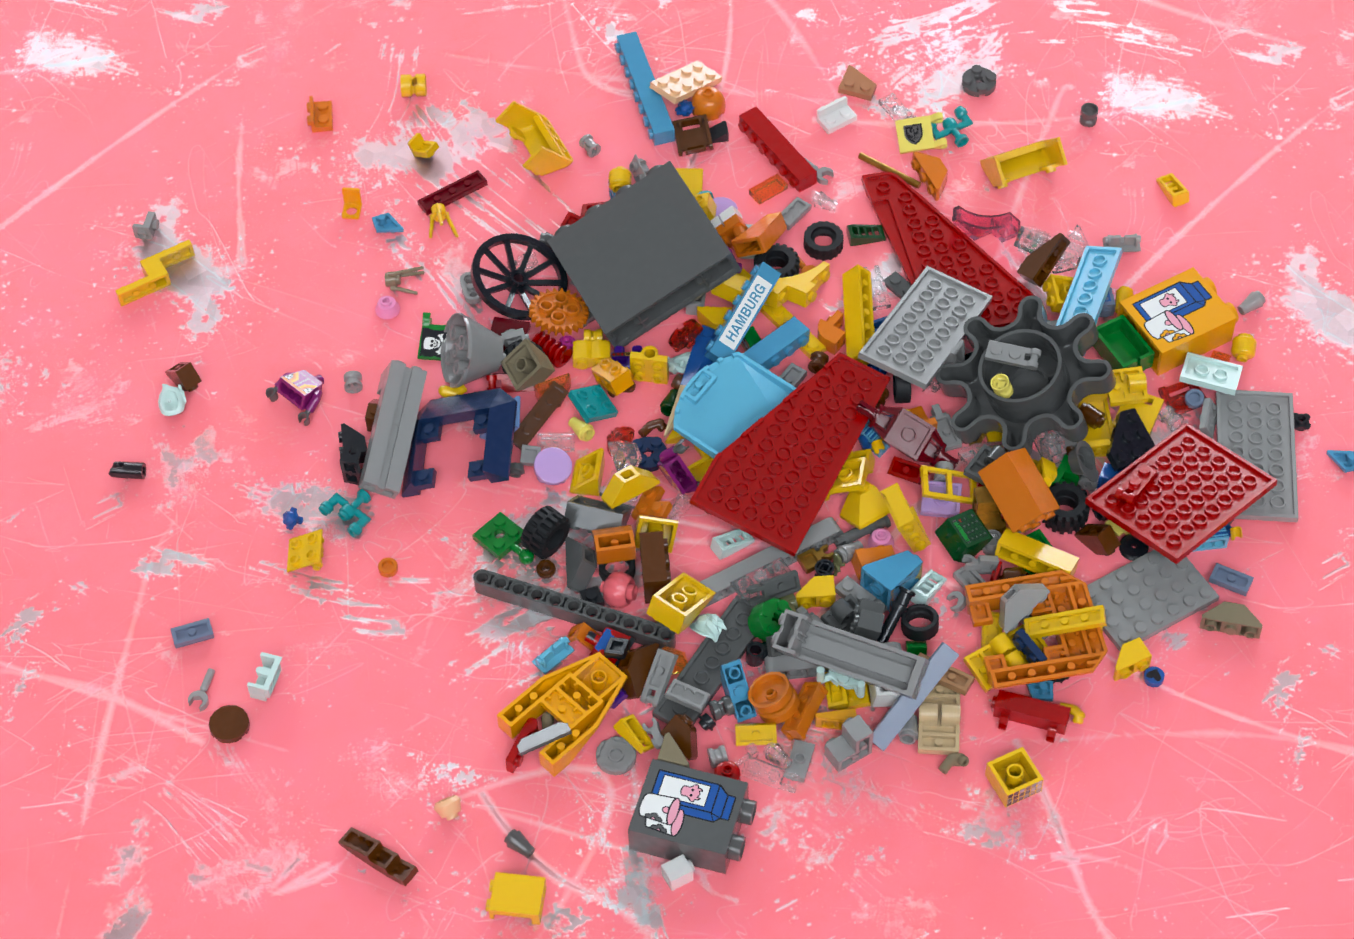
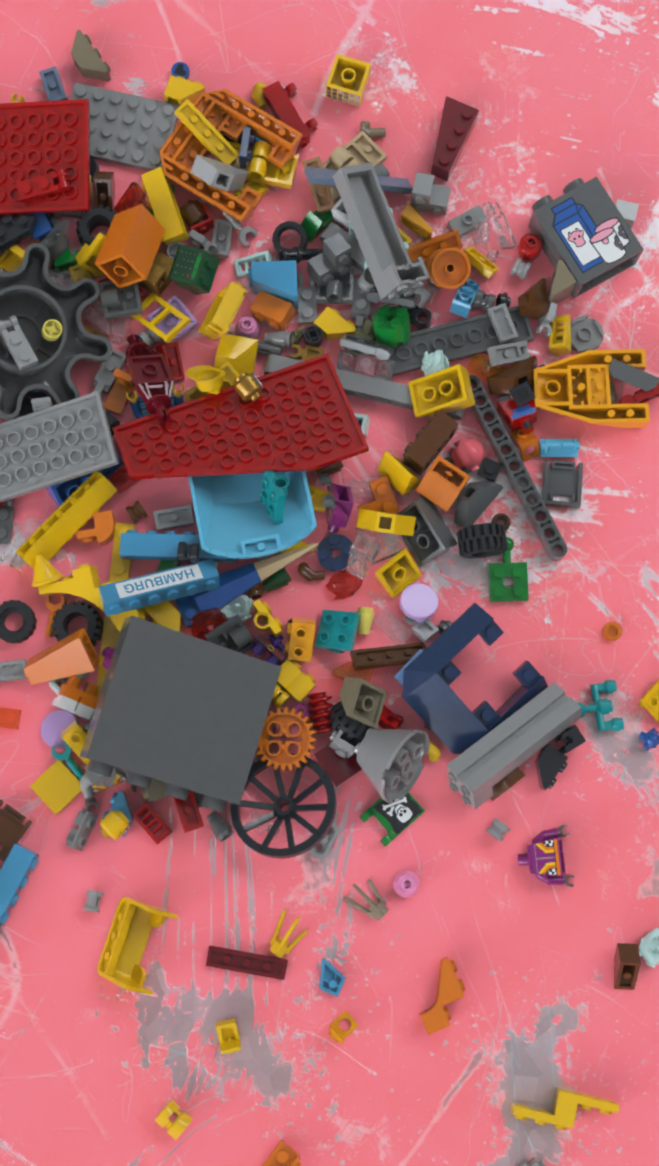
camera: 140 degrees left, 25 degrees up
(297, 273) = (448, 990): none -> orange arch
(528, 636) = (562, 481): none -> dark grey container
(664, 335) = (232, 635): none -> dark grey plate
(724, 423) = (274, 495): none -> teal plate
(748, 346) = (192, 553): none -> black wheel
(823, 472) = (248, 387): none -> pearl gold head
(832, 273) = (44, 572): none -> yellow hat
(863, 457) = (207, 378): none -> yellow piece
(884, 811) = (453, 134): none -> dark red wedge
(1063, 540) = (132, 197): none -> clear red plate

